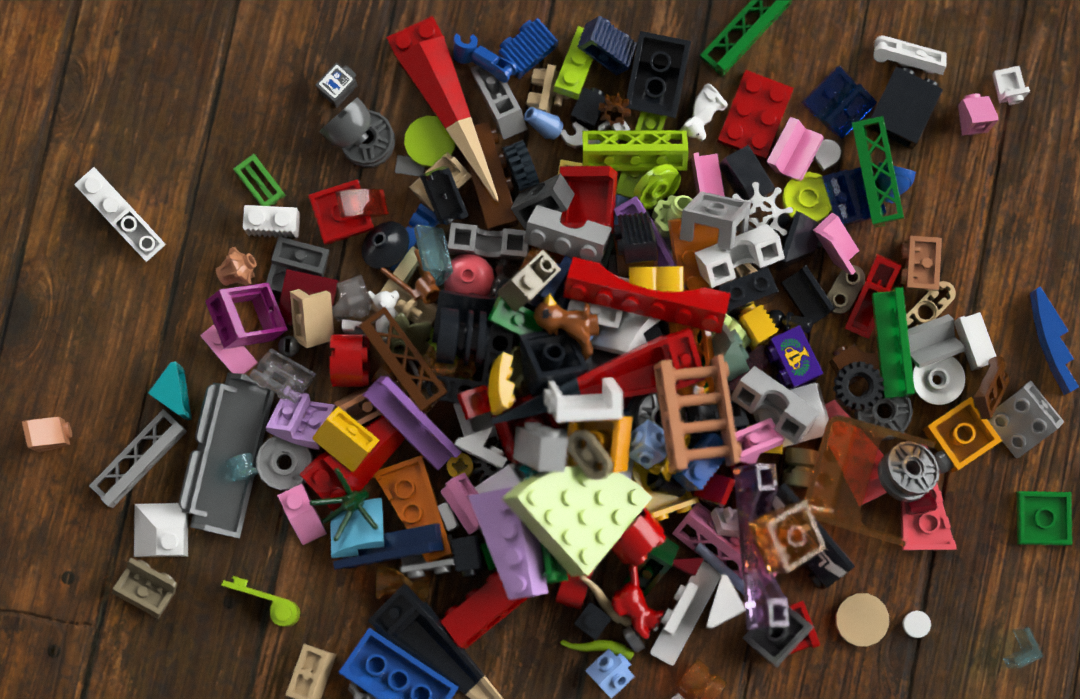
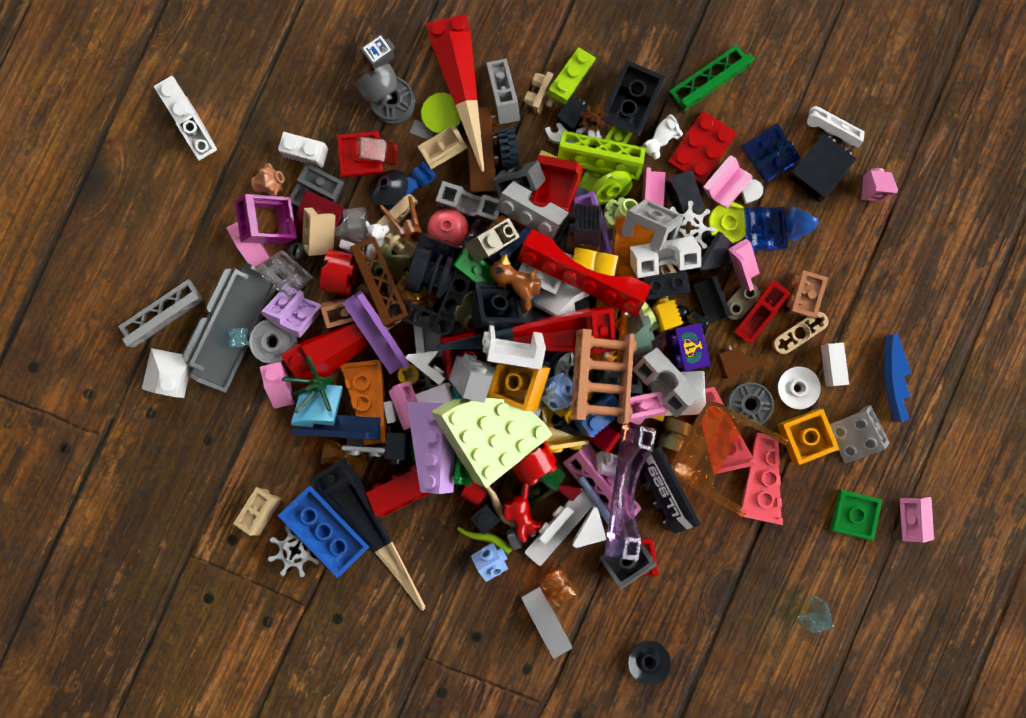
camera: 10 degrees right, 5 degrees up
(47, 433) = (90, 278): slope -> none
(145, 587) = (143, 415): dark tan bracket -> none
(172, 390) = (196, 266): teal slope -> none
(271, 199) = (309, 132): bright green tile -> none
(282, 611) = (246, 456): lime door -> none
(345, 439) = (321, 334): yellow panel -> none
(434, 252) = (423, 201): clear light blue panel -> none
(444, 195) = (441, 157): black hinge -> none
(475, 401) = (435, 328): red slope -> none
(482, 57) = (497, 55): blue piece -> none
(499, 387) = (449, 321): yellow slope -> none
(528, 46) = (534, 55): blue brick -> none
(544, 123) = (535, 119): medium blue cone -> none
(590, 456) = (508, 393): dark tan plate -> none
(607, 45) = (598, 66): dark blue brick -> none
(787, 537) = (652, 489): clear orange slope -> none
(862, 619) = (695, 562): tan tile -> none
(870, 177) = (781, 212): green fence -> none
(874, 386) = (748, 381): black tyre -> none
(893, 343) = (771, 353): green fence -> none
(910, 484) = (759, 457): dark grey wheel -> none
(916, 624) = (737, 575): white tile -> none
(922, 505) = (762, 483): dark red slope -> none
(934, 341) = (800, 358): light grey panel -> none
(943, 462) = (786, 455): dark grey hinge -> none
(991, 388) = (840, 405): reddish brown plate -> none
(1010, 85) = (909, 168): white bracket -> none

